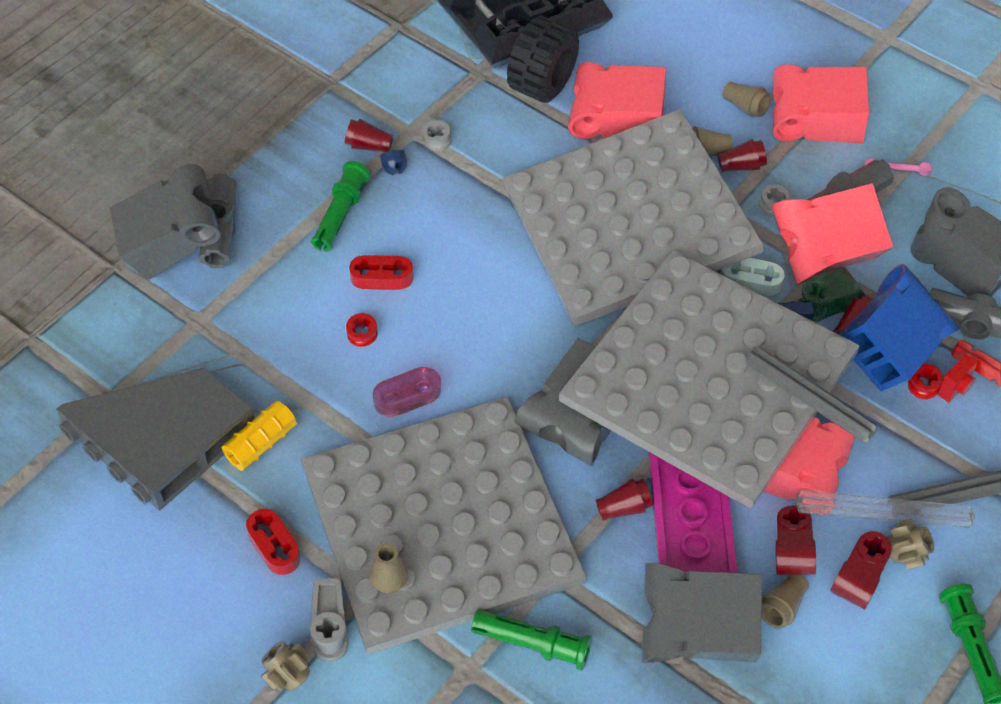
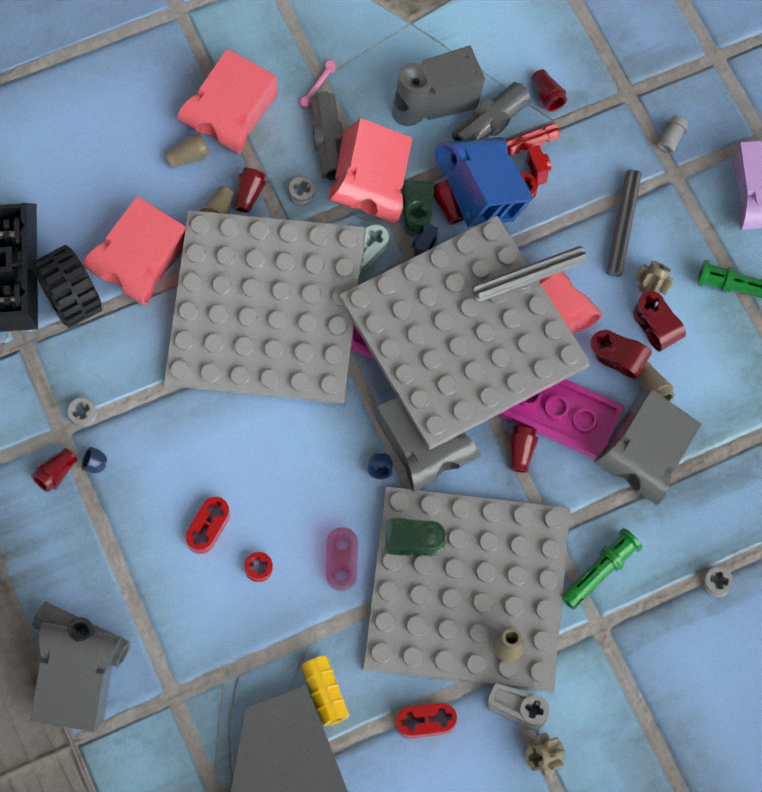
camera: 65 degrees left, 15 degrees up
(345, 194) = (109, 516): green pin -> none
(459, 435) = (410, 537): none -> clear green piece
(526, 382) = (373, 466): none -> dark blue hinge
(884, 508) = (622, 279): clear axle -> none

